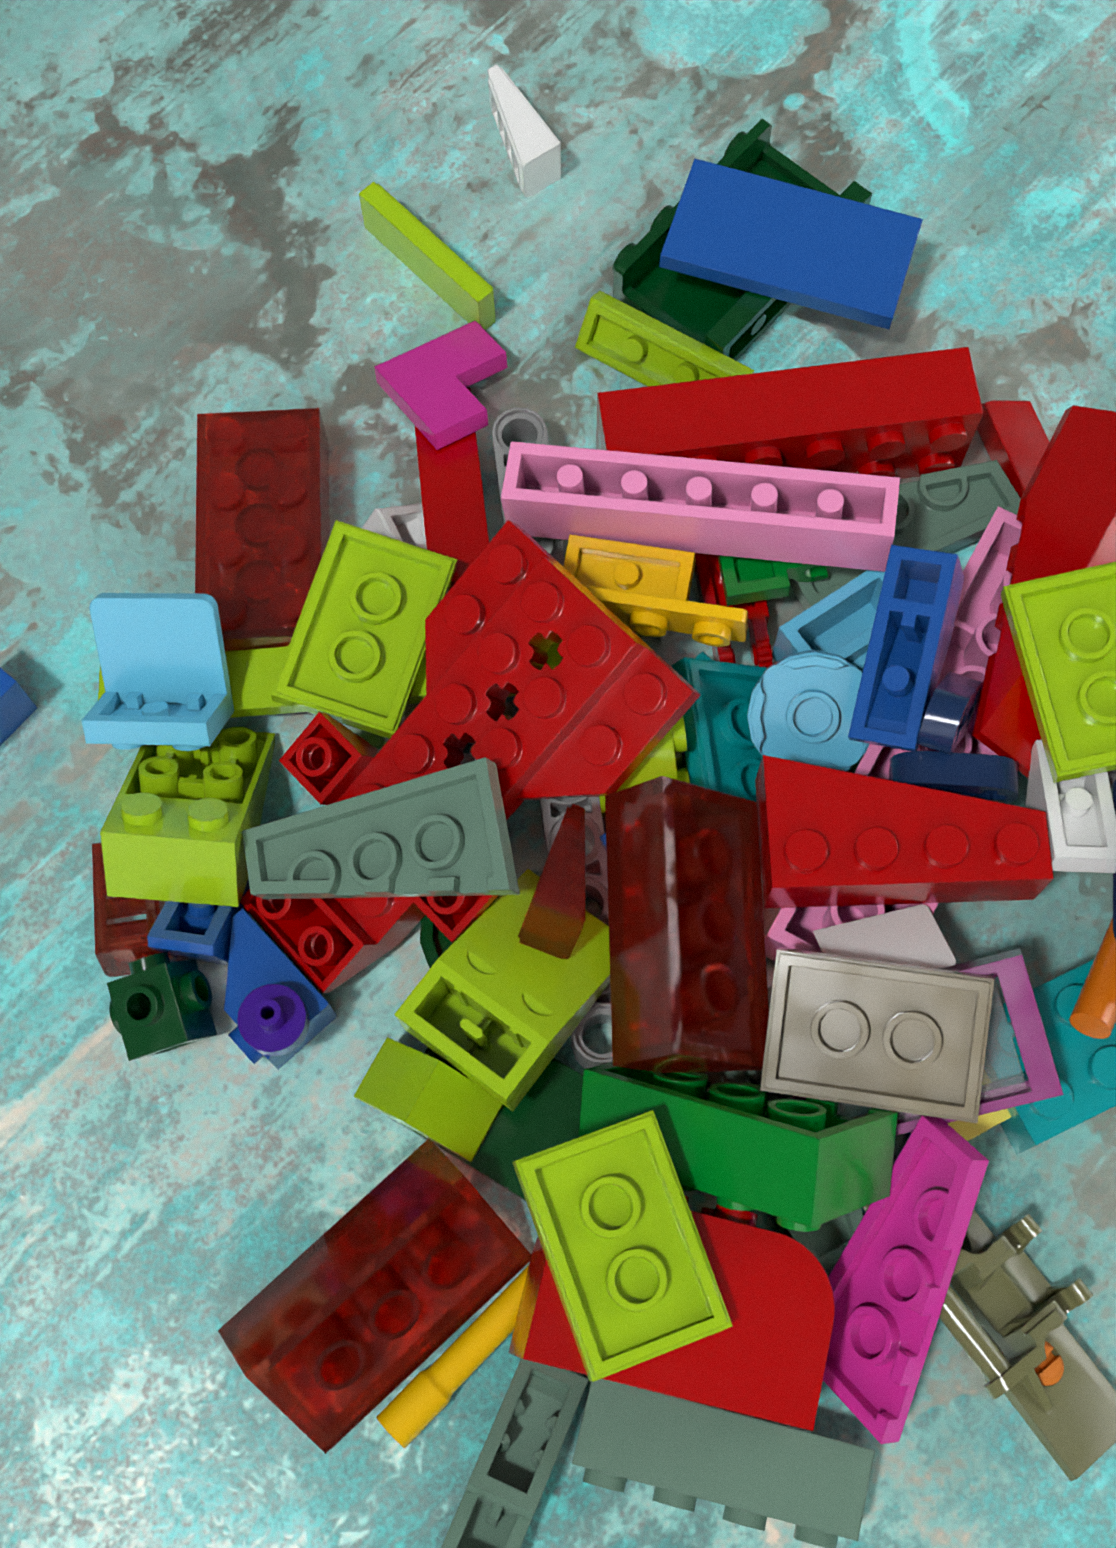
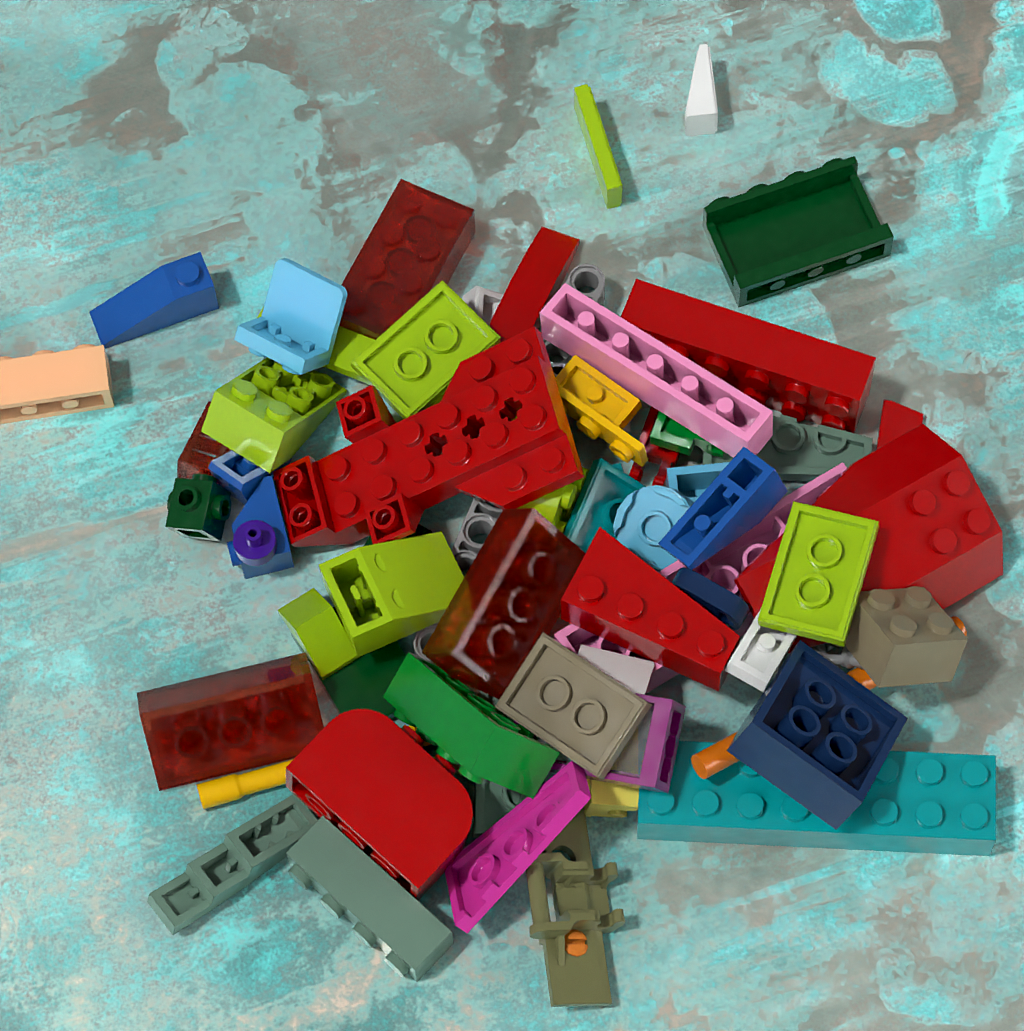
camera: 30 degrees right, 5 degrees down
(399, 841) = (373, 475): sand green wing -> none
(433, 381) = (556, 221): dark pink tile -> none
(558, 901) = (444, 546): clear red slope -> none
(622, 1245) = (369, 737): lime tile -> none
(648, 347) = (700, 268): lime tile -> none
(791, 243) = (819, 244): blue tile -> none
(949, 713) = (723, 558): dark blue beam -> none

